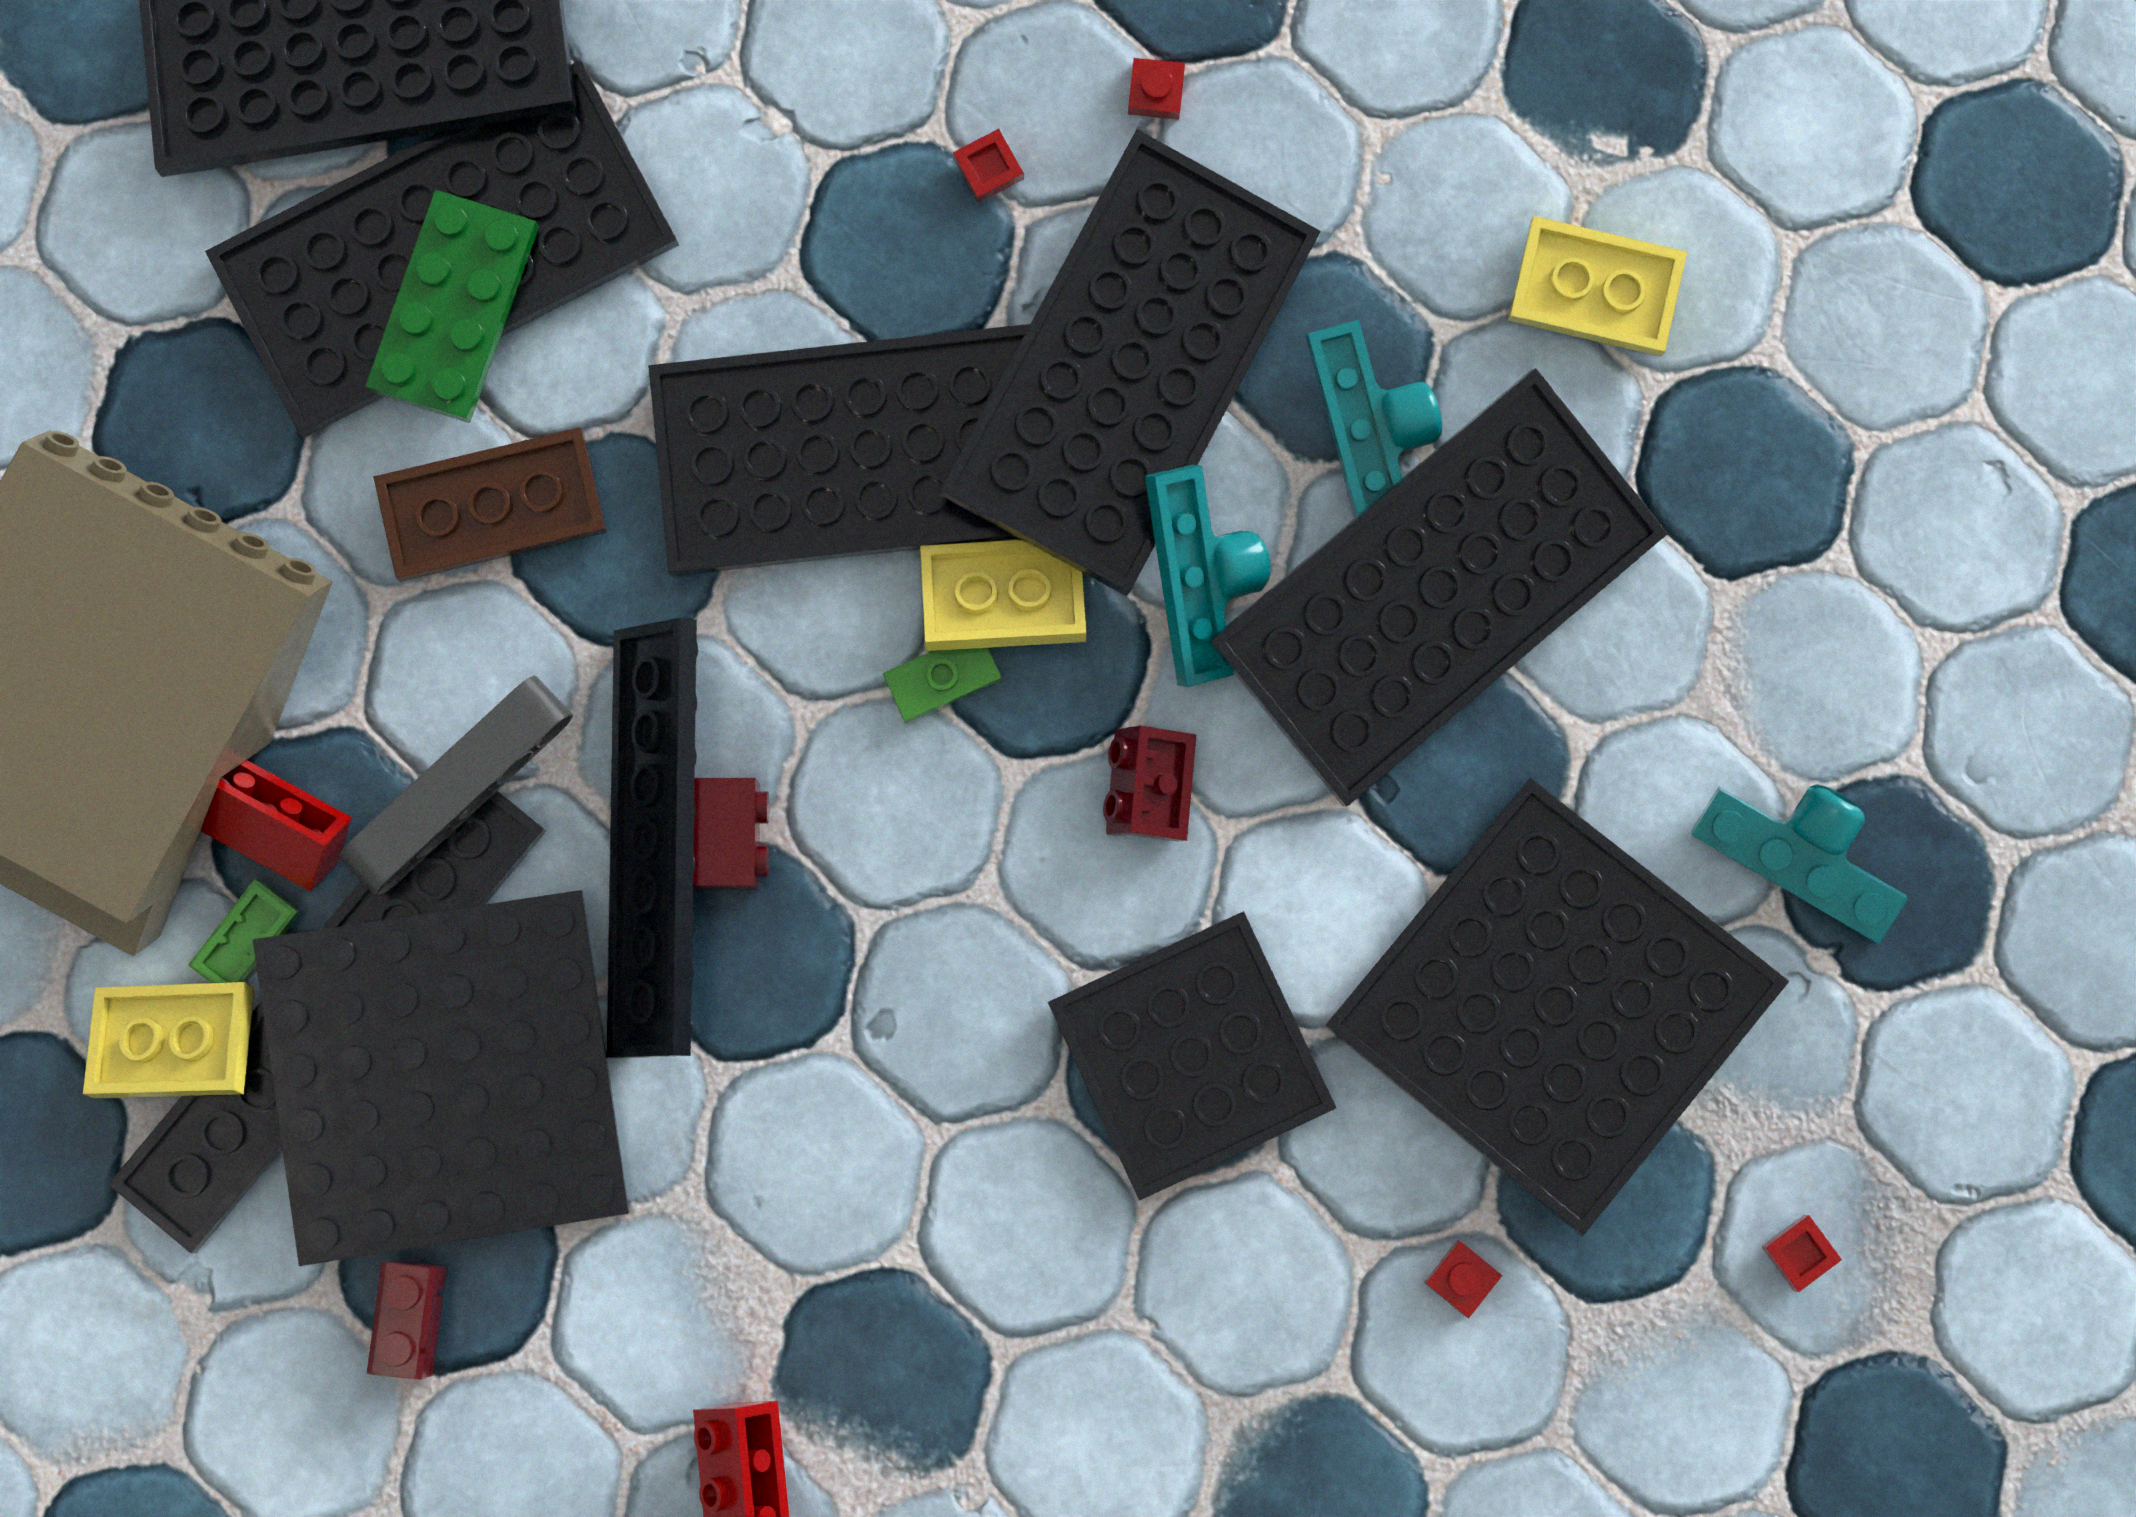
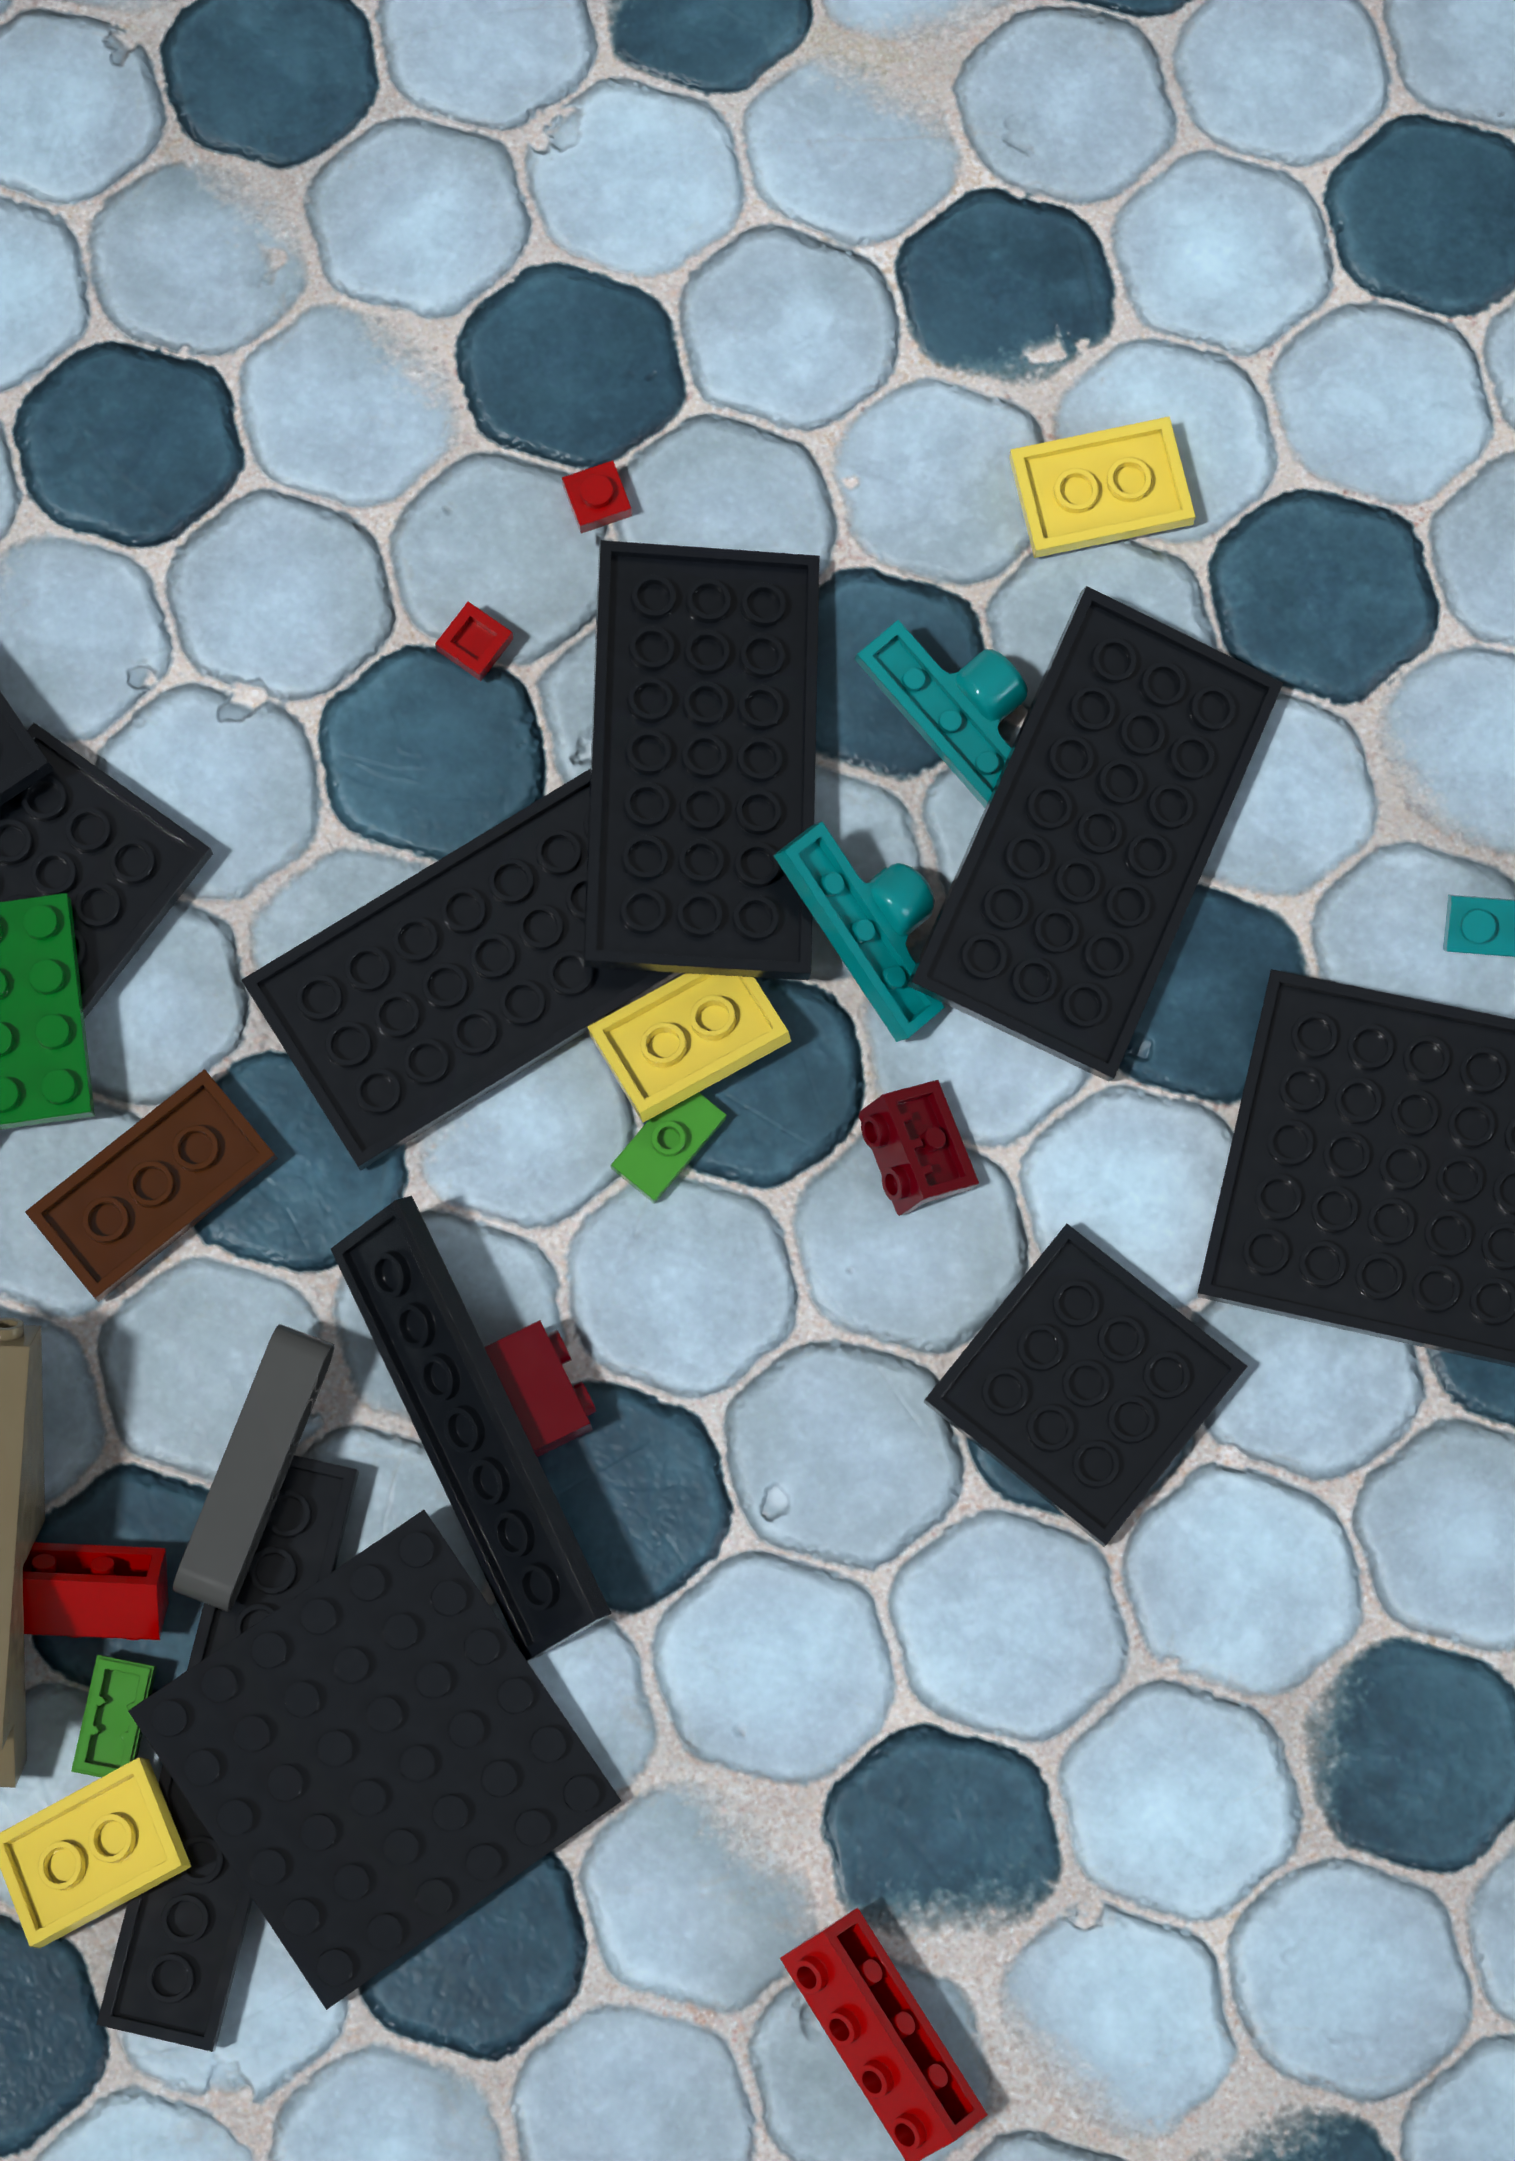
camera: 25 degrees left, 5 degrees down
(406, 1319) = (456, 2010): dark red brick -> none
(1463, 1279) = (1446, 1471): red plate -> none

